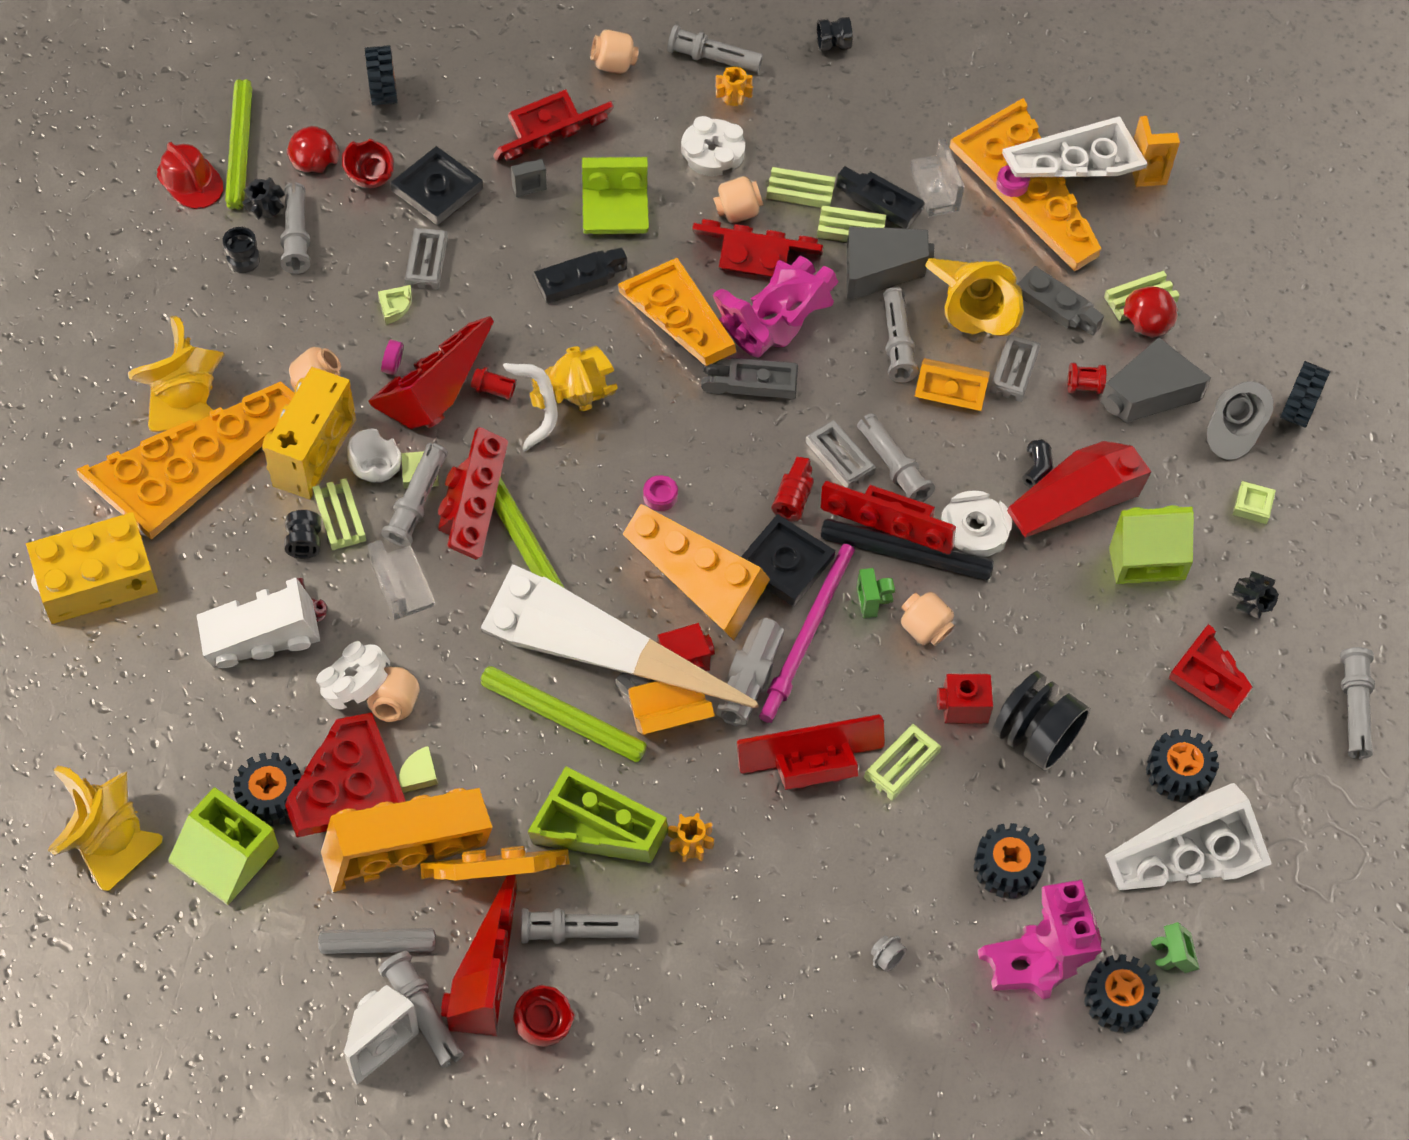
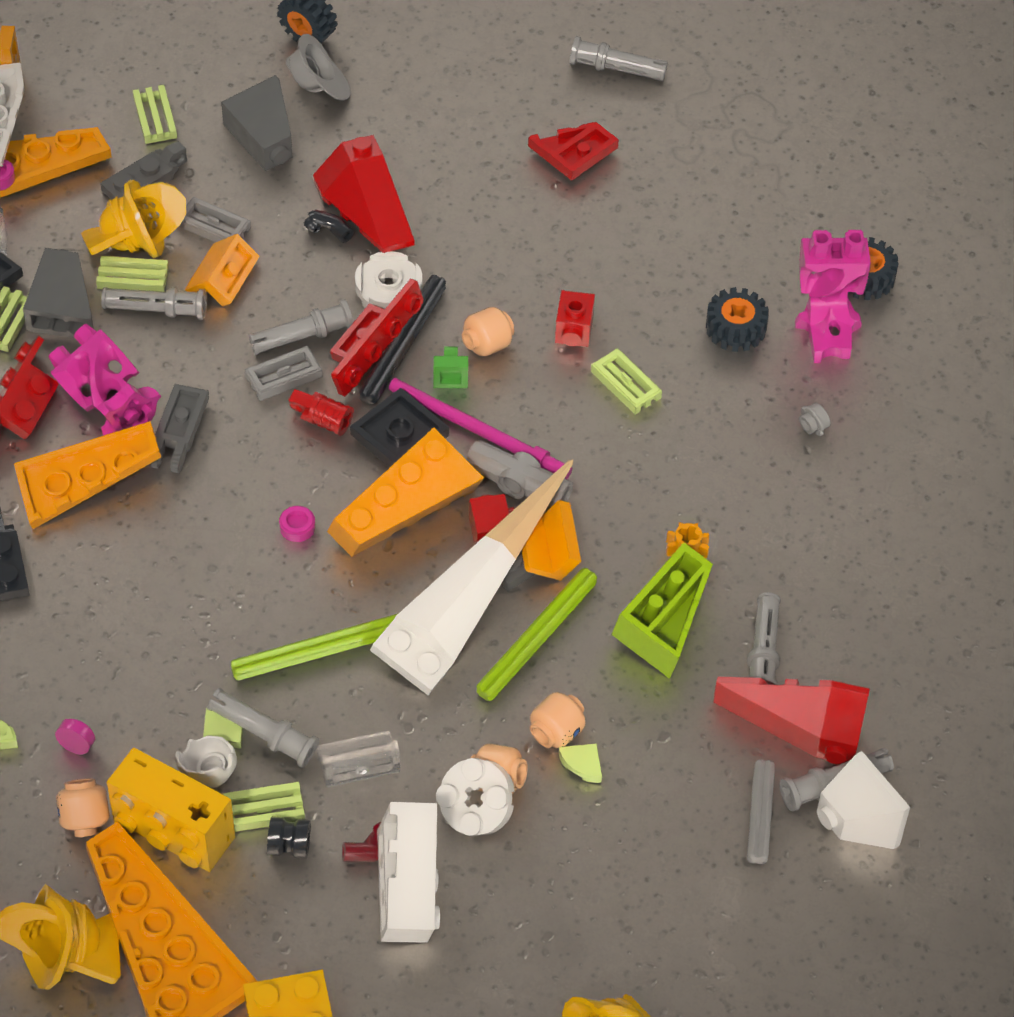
camera: 80 degrees left, 5 degrees down
(222, 846) = (652, 928): lime slope -> none
(266, 803) = (588, 903): black wheel -> none
(343, 774) = (593, 814): red plate -> none
(403, 834) = (662, 773): light orange wedge -> none
(434, 385) = (109, 697): red wedge -> none
(454, 738) = (557, 720): none -> light nougat head
(472, 494) = (275, 679): red bracket -> none
(478, 865) = (705, 697): light orange wing -> none
(493, 383) = (127, 654): red pin -> none
(543, 1016) = (859, 673): red hair -> none
(574, 377) = (156, 571): yellow helmet -> none
(813, 752) = (617, 440): red bracket -> none
(929, 292) = (133, 270): none -> yellowish green tile
(1035, 716) = (615, 262): black wheel -> none
(1086, 378) = (244, 169): red bush -> none
(1151, 311) = (180, 105): red hair -> none
(1153, 544) = (445, 155): lime slope -> none
(1180, 949) = (832, 221): bright green tile -> none
(1188, 754) = (661, 186): black wheel -> none
(1197, 842) = (734, 181): white wedge -> none
(1254, 502) = (401, 85): yellowish green tile -> none
(1255, 594) = (504, 99): black gear -> none

